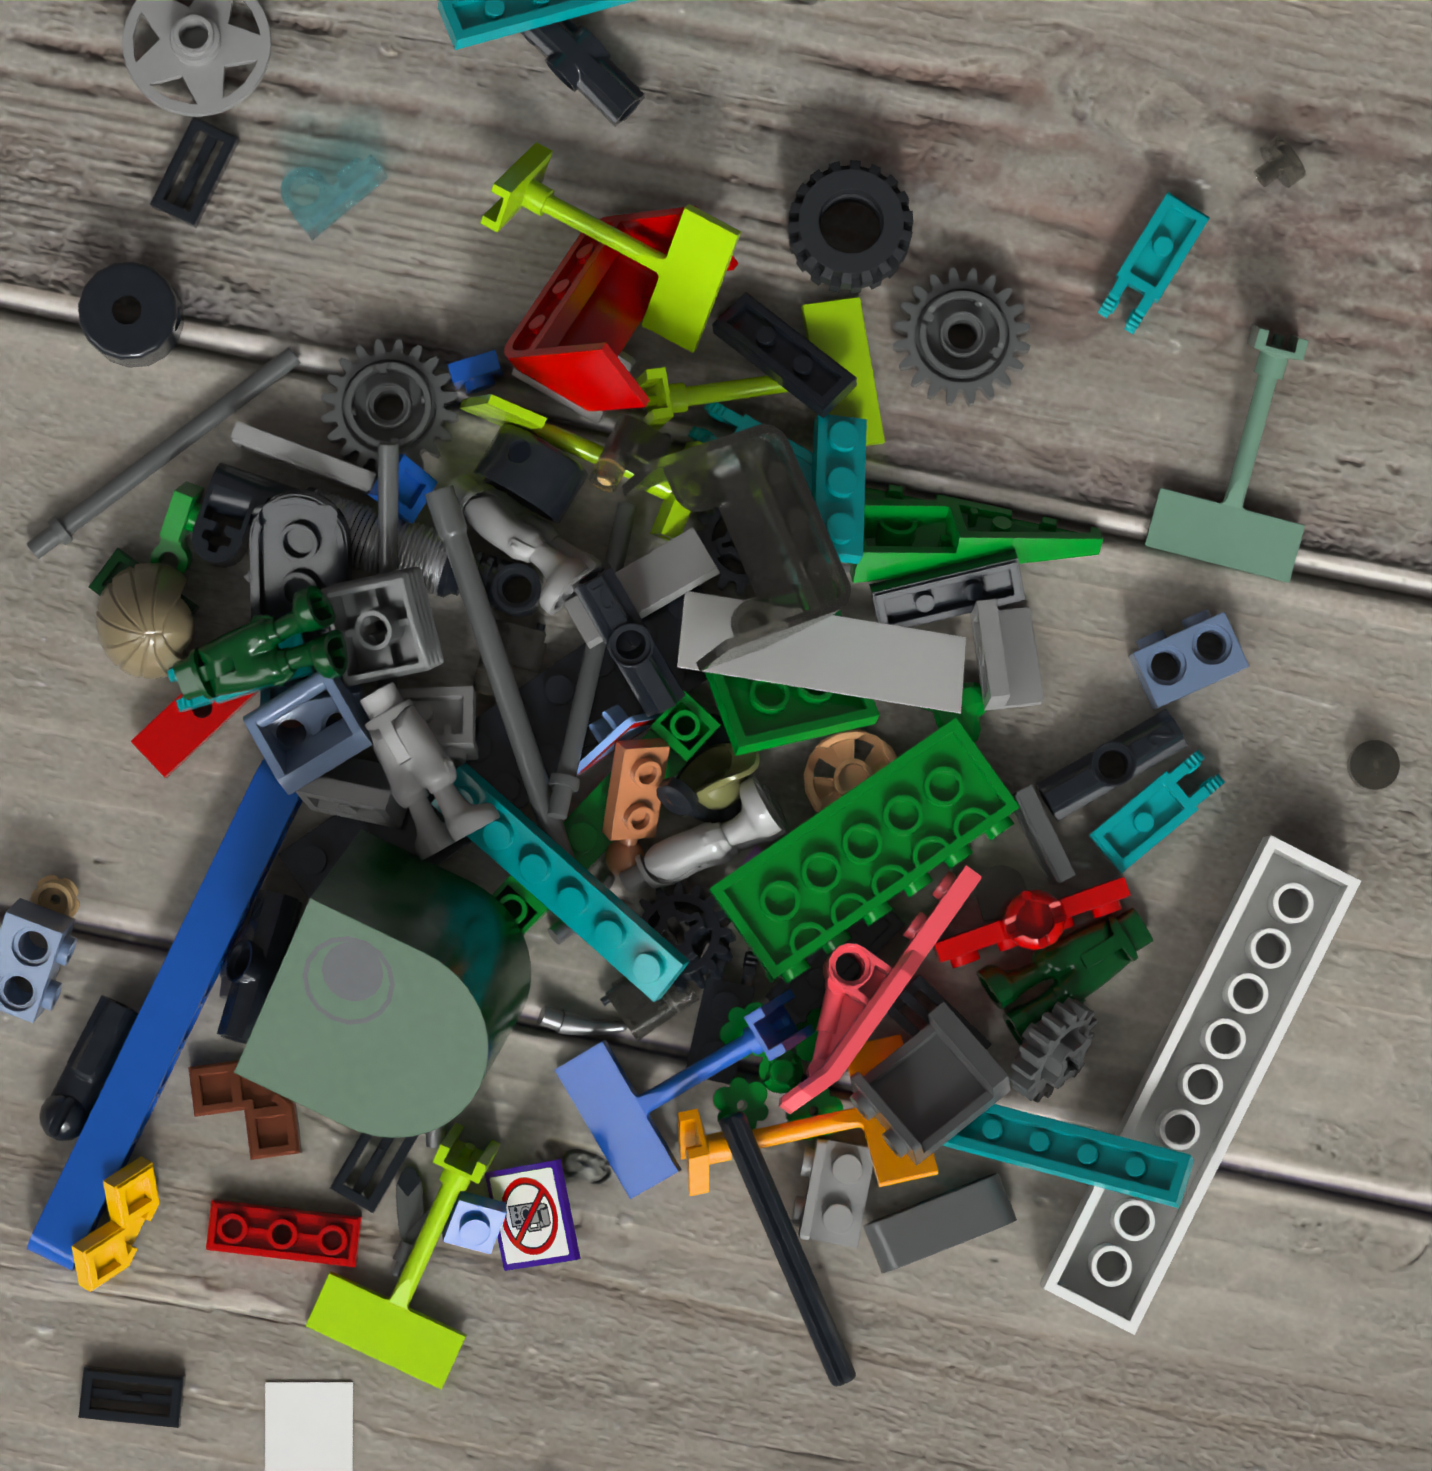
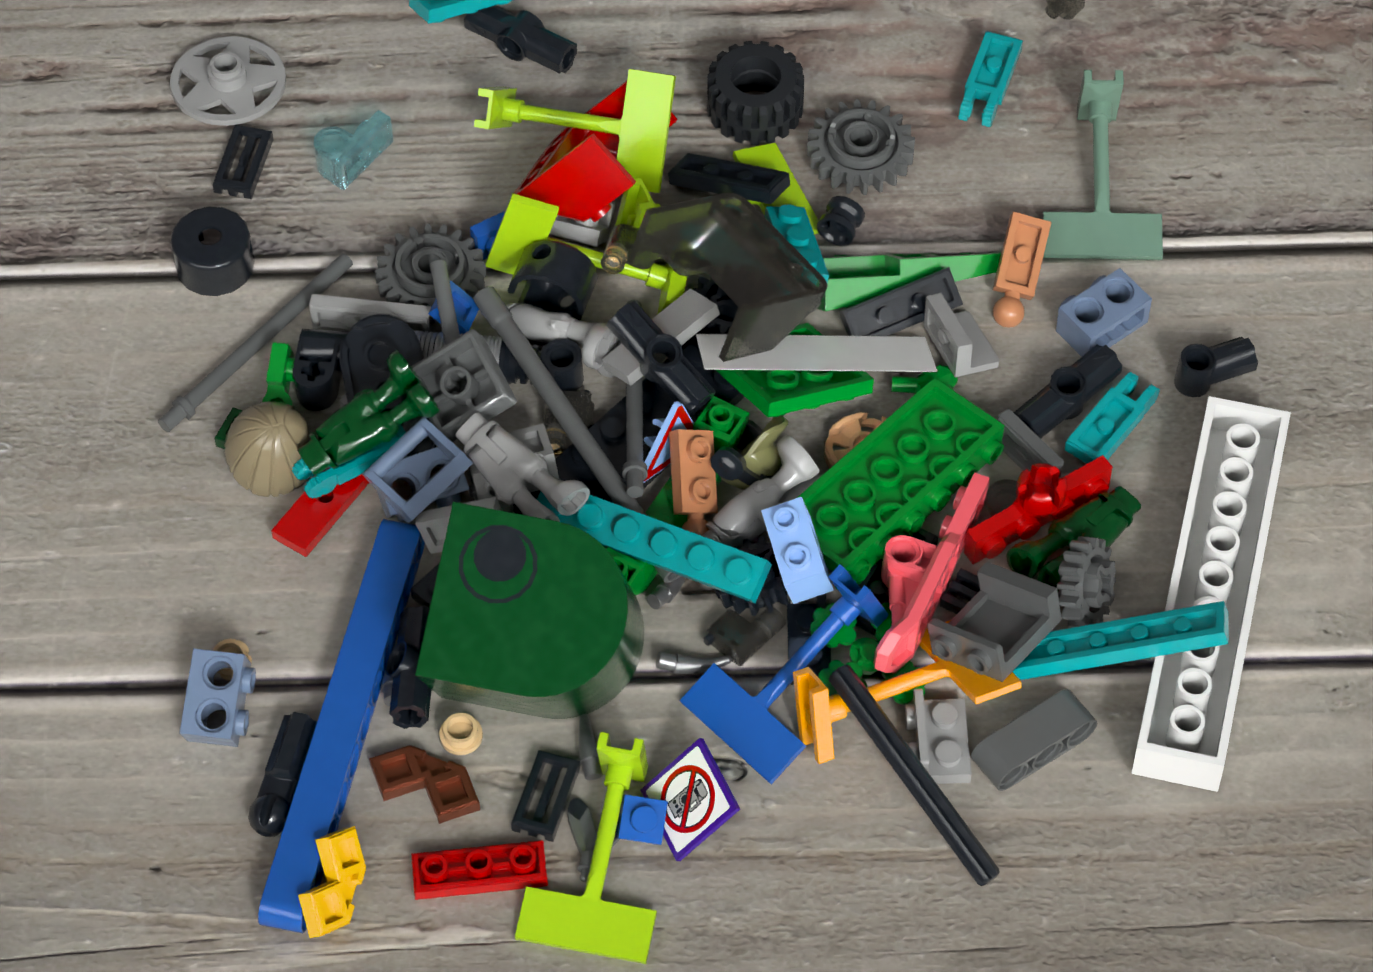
camera: 15 degrees left, 30 degrees down
(722, 955) = (797, 550): none -> light blue brick
(907, 445) = (840, 220): none -> black wheel
(1106, 567) = (1019, 266): none -> nougat plate
(1304, 763) = (1204, 365): none -> black piece
(1361, 766) = (1273, 359): clear smoke tile -> none

